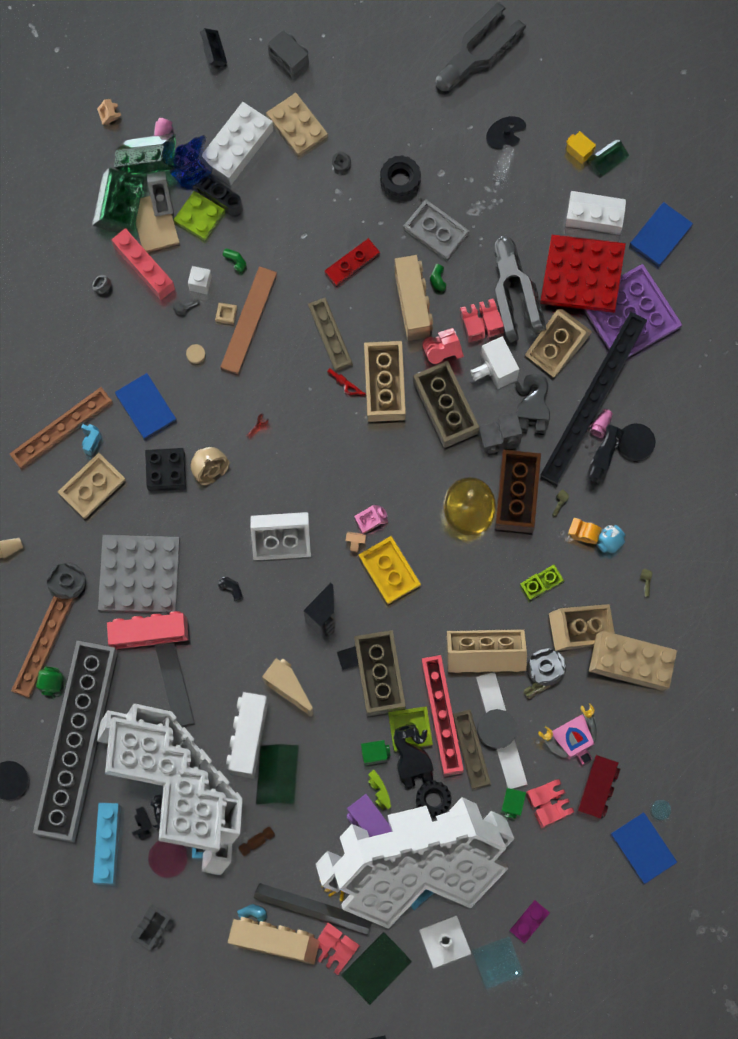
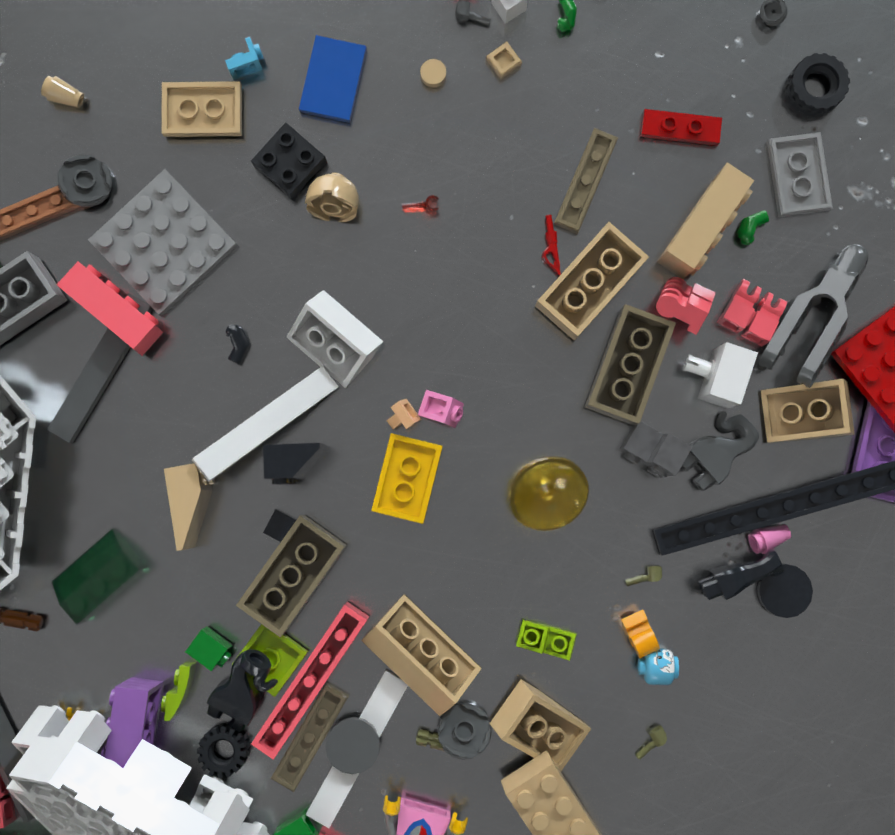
camera: 45 degrees right, 10 degrees up
(61, 428) = (230, 22): nougat tile -> none
(248, 320) = (519, 88): nougat tile -> none
(248, 735) = (100, 510): white brick -> none
(289, 608) = (264, 424): none -> white tile
(518, 491) = (614, 526): reddish brown brick -> none

